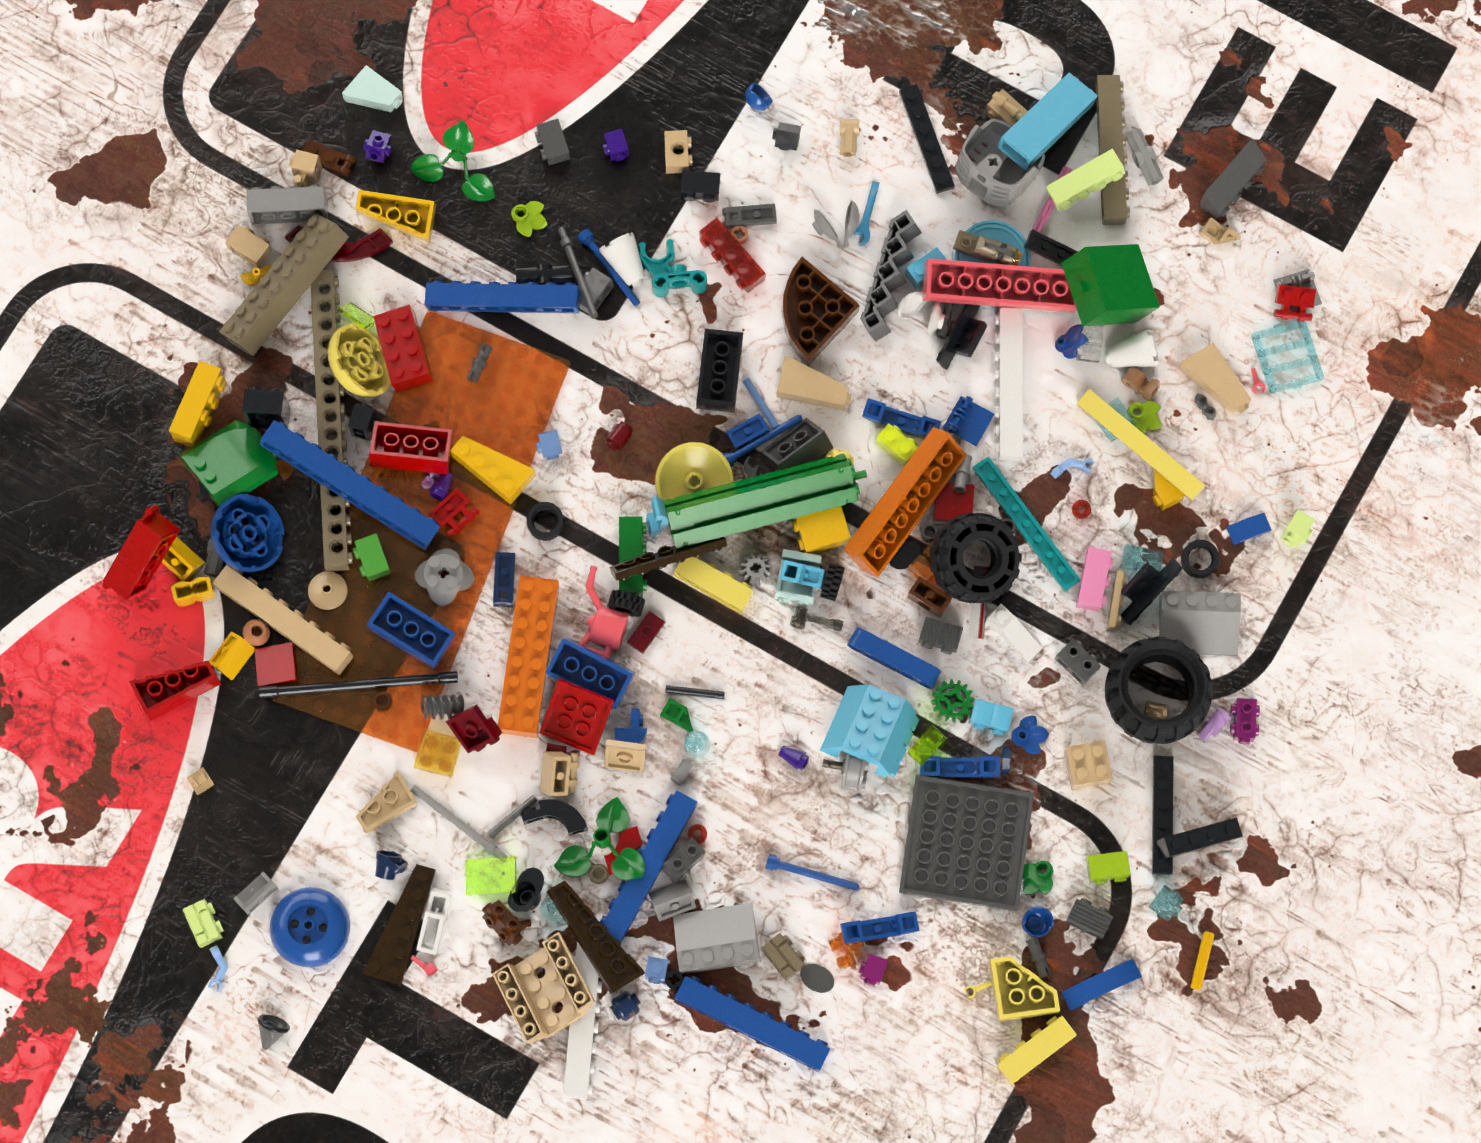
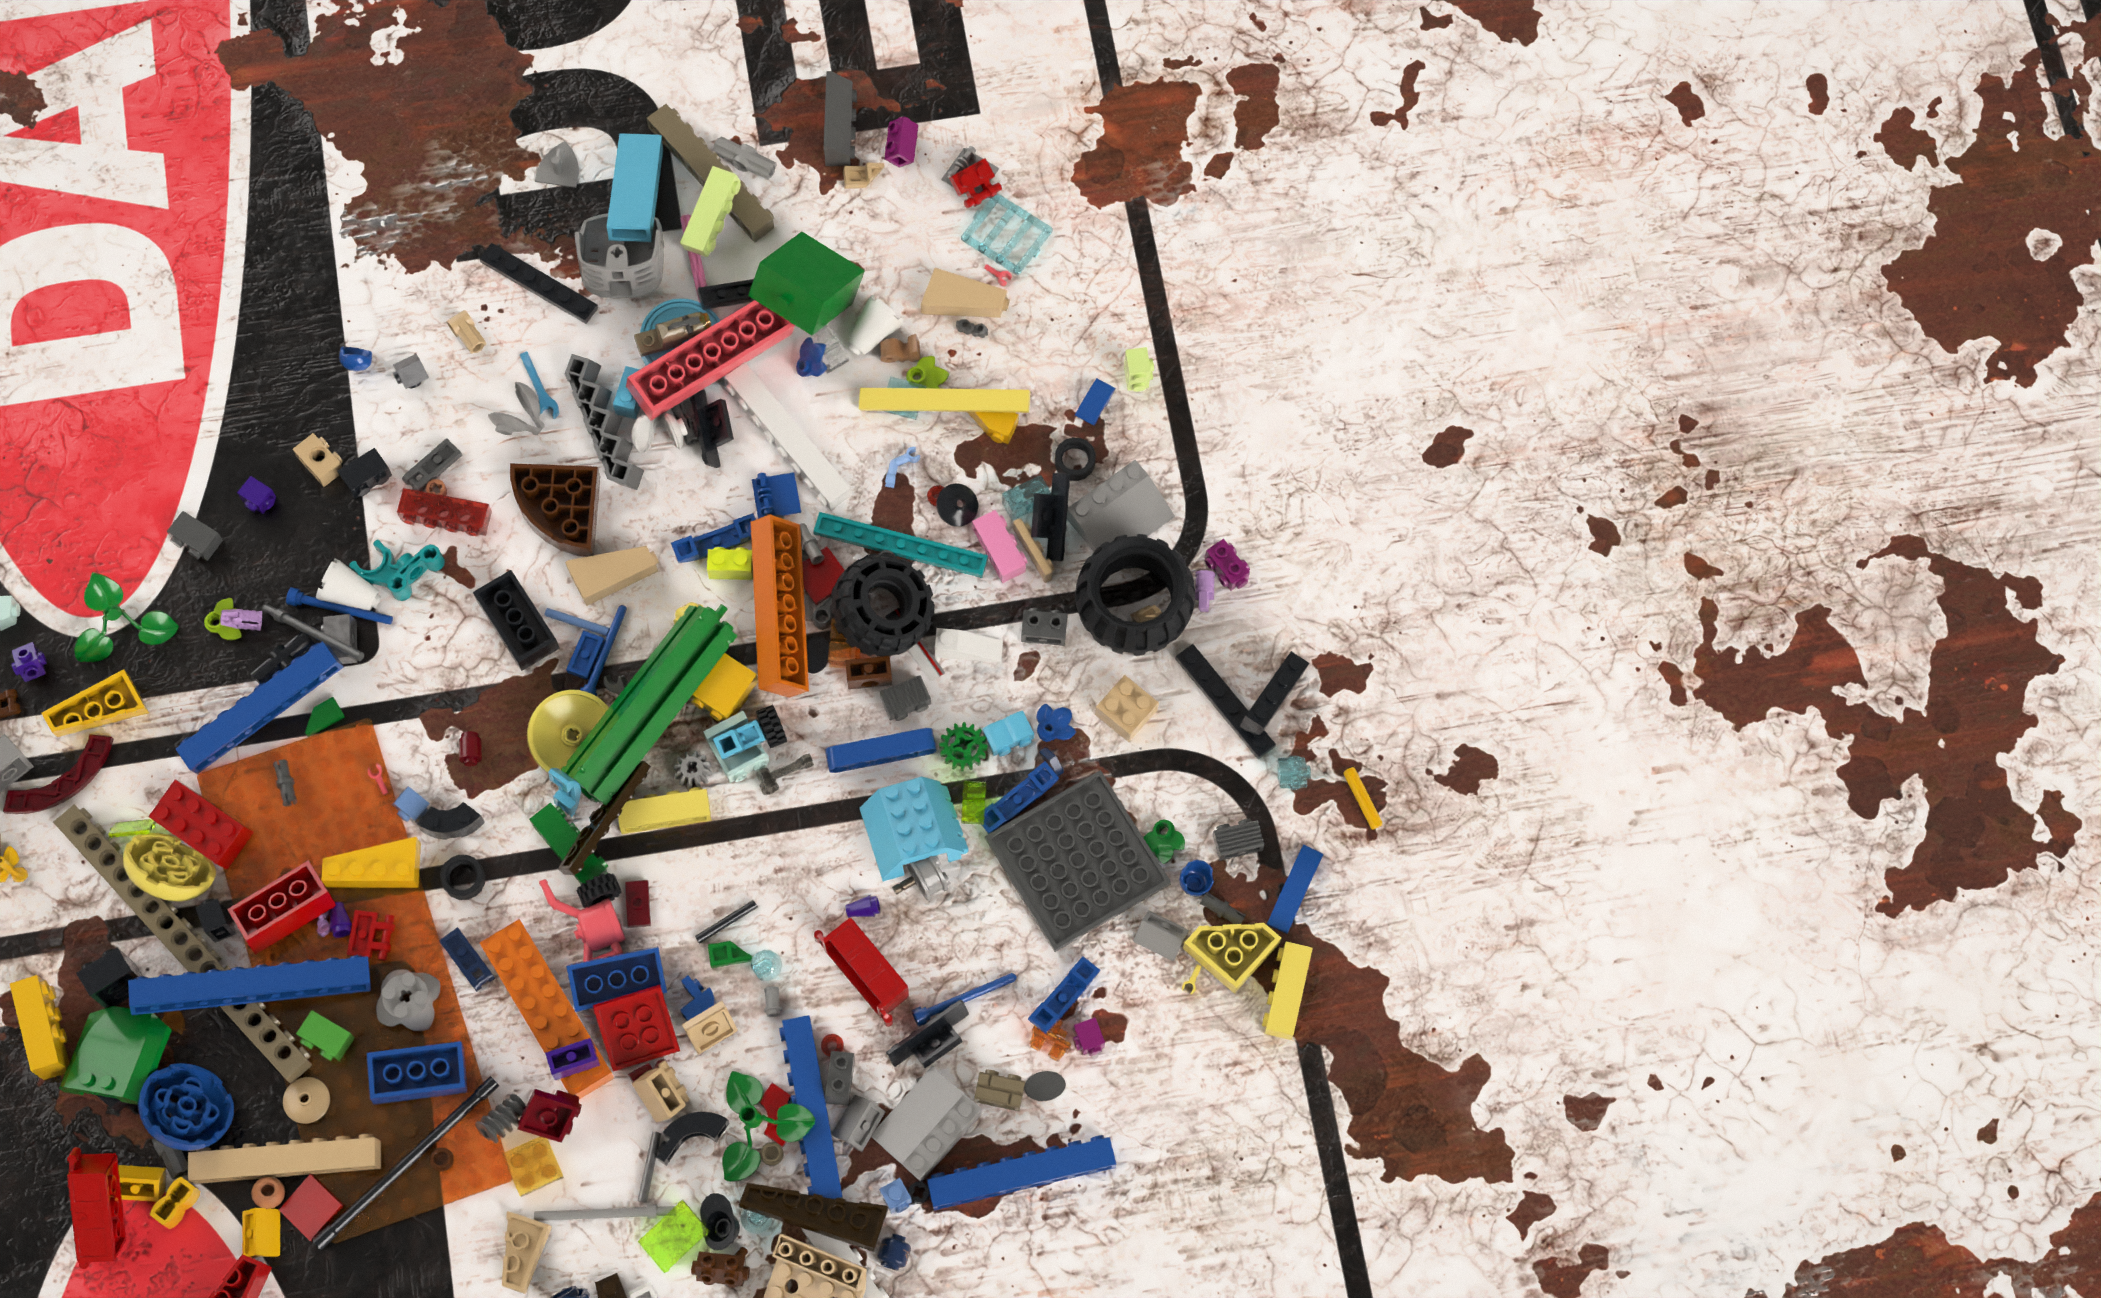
camera: 40 degrees left, 5 degrees down
(284, 284) = (37, 853): dark tan brick -> none
(516, 704) = (572, 1059): none -> dark purple brick
(539, 225) = (242, 619): none -> lavender hinge
(541, 336) = (324, 716): none -> green tile
(542, 408) = (378, 778): none -> coral hand
(566, 478) = (450, 823): none -> black brick
(760, 800) = (865, 968): none -> red container
(765, 884) = (931, 1039): none -> black bracket
(798, 446) = (641, 632): dark grey slope -> none
(980, 940) = (1160, 935): none -> light grey panel
(1005, 108) = (588, 204): tan brick -> none
(1008, 64) = (559, 167): none -> light grey shield
(1080, 523) = (950, 511): none -> black dish
(1108, 867) = (1217, 782): lime brick -> none
(1266, 230) = (901, 142): none -> magenta brick

